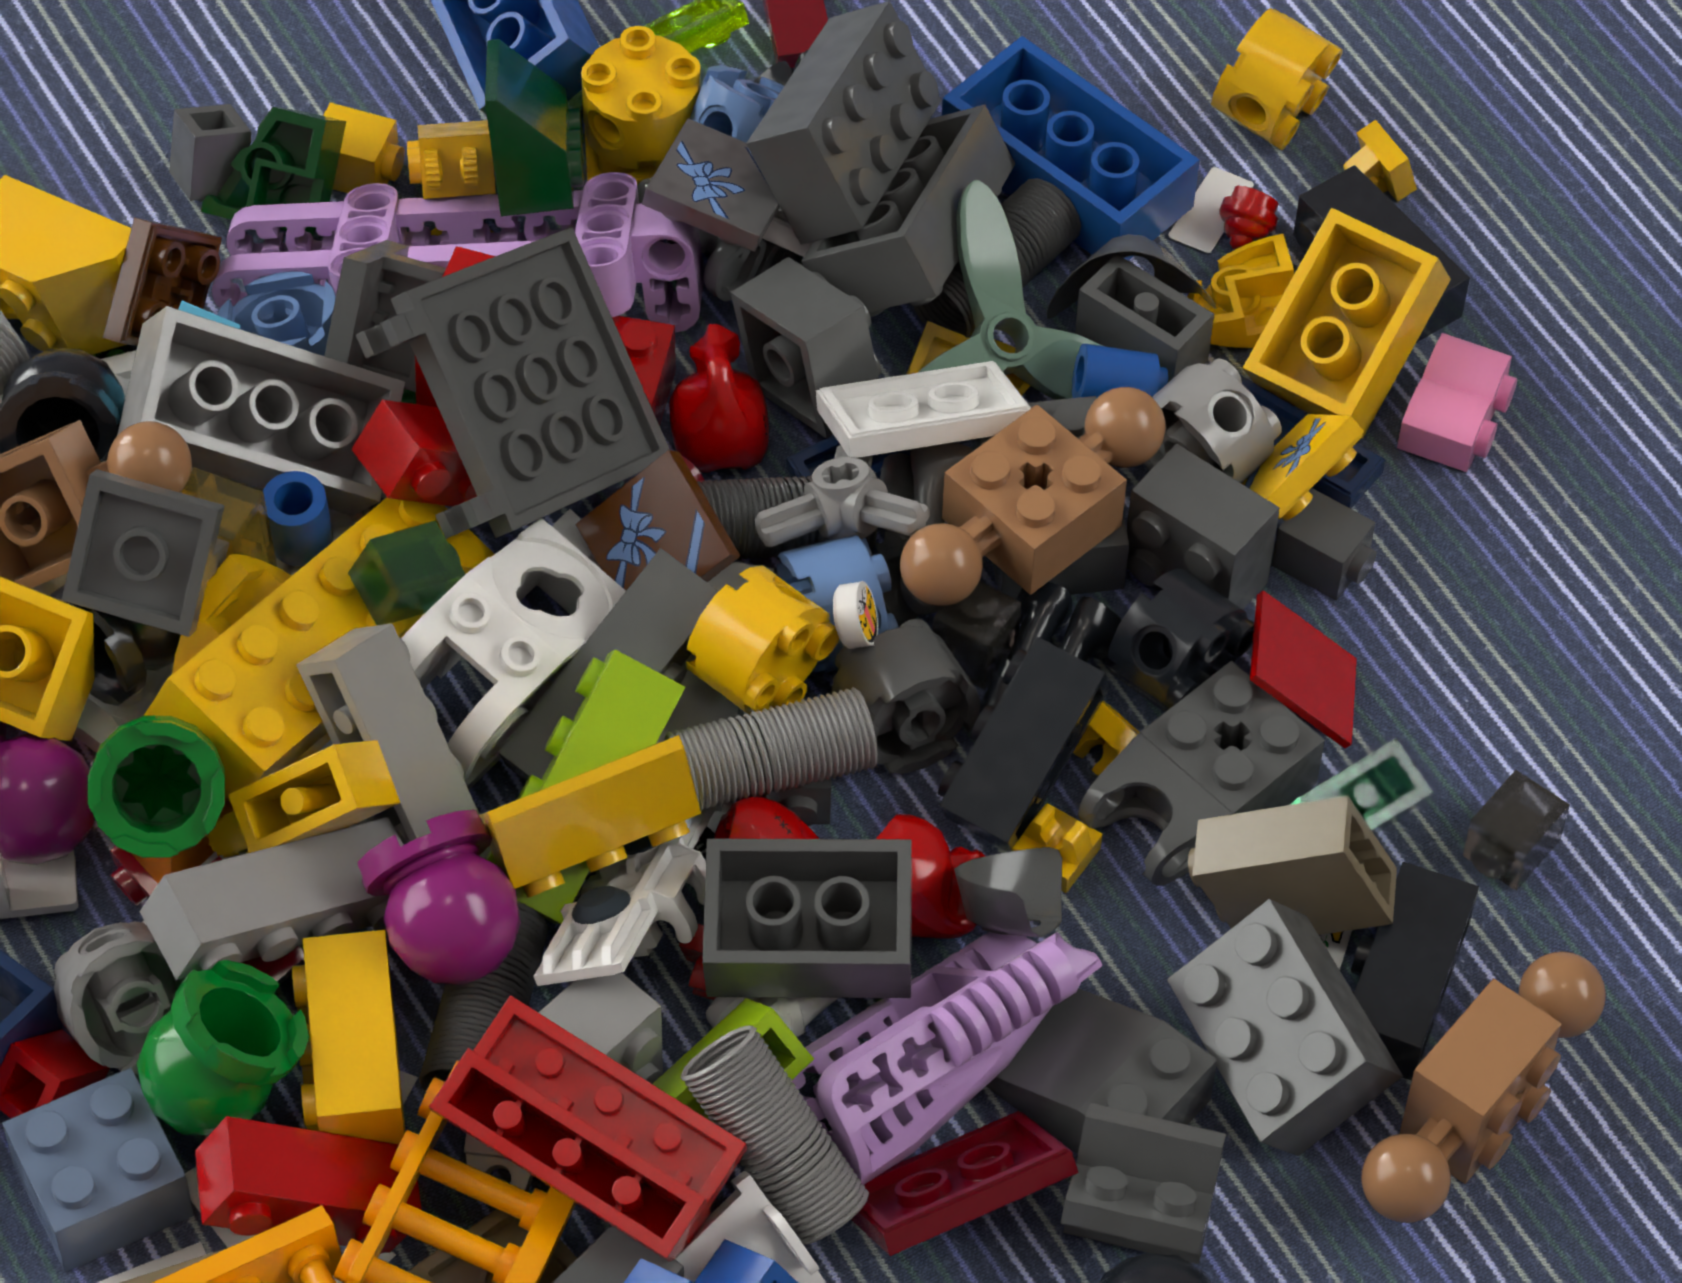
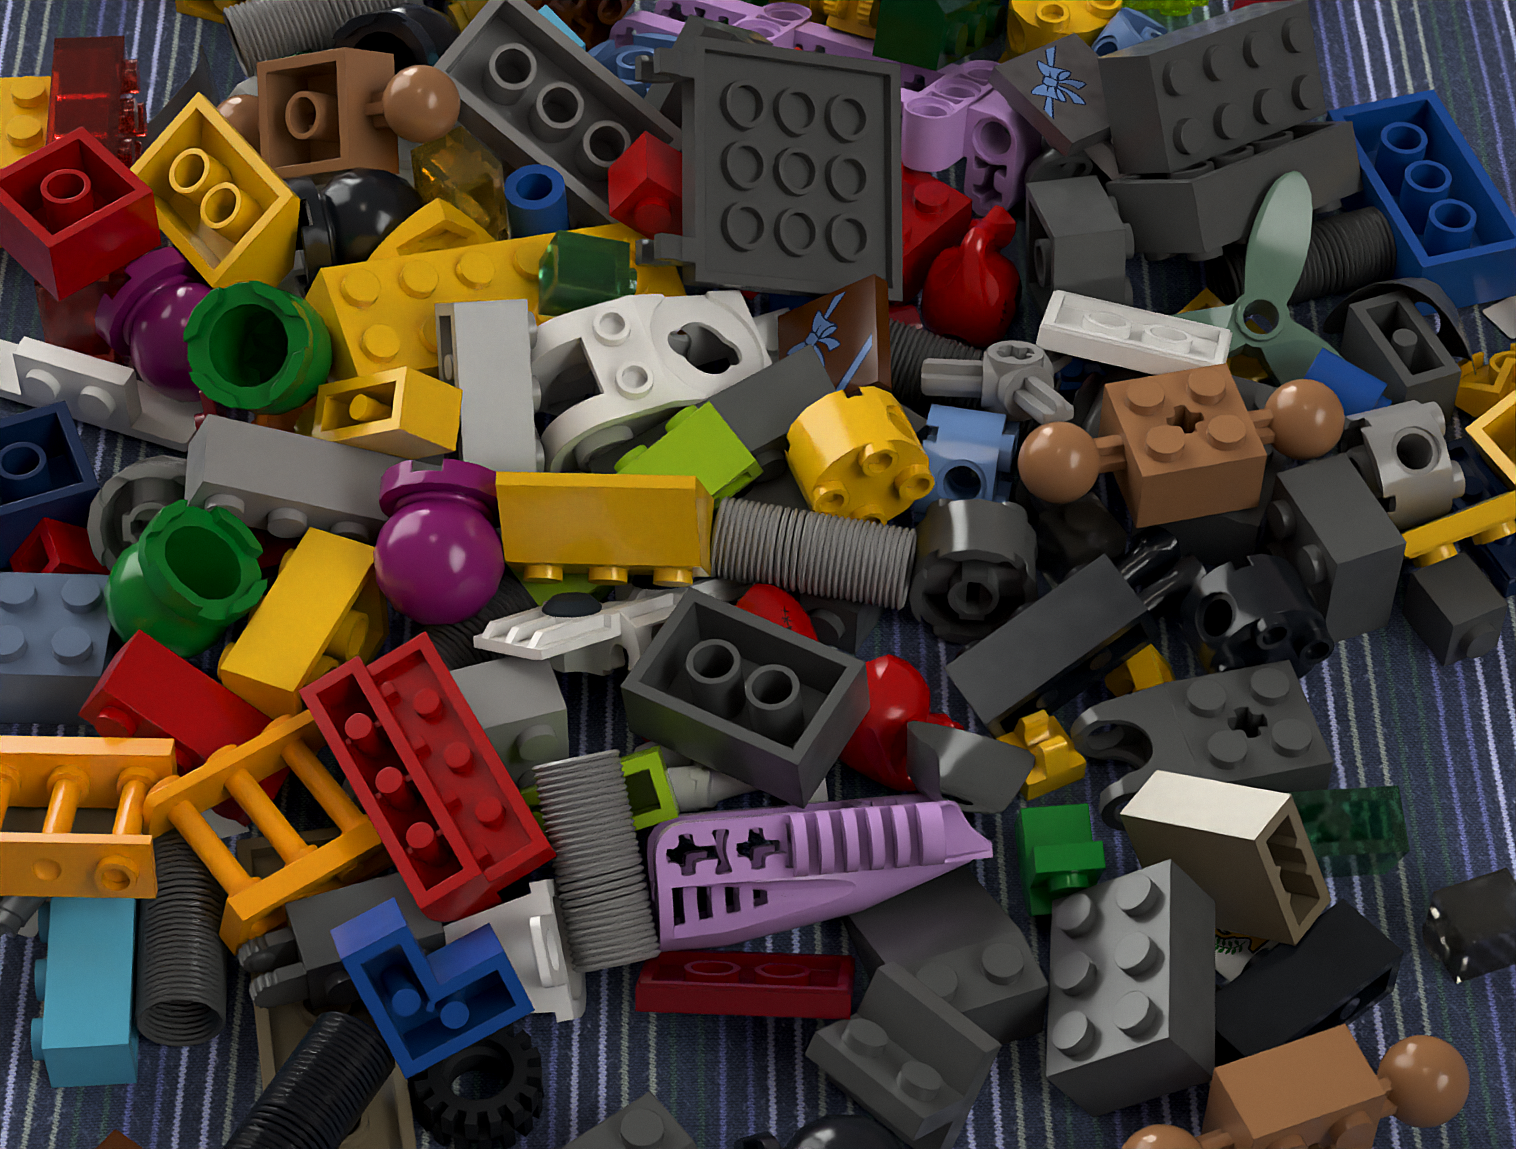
camera: 30 degrees right, 5 degrees down
(144, 552) = (363, 163): dark grey bracket -> none
(855, 615) = (955, 471): white tile -> none
(1141, 939) = (1056, 854): none -> green brick
(1303, 669) = (1358, 699): red piece -> none

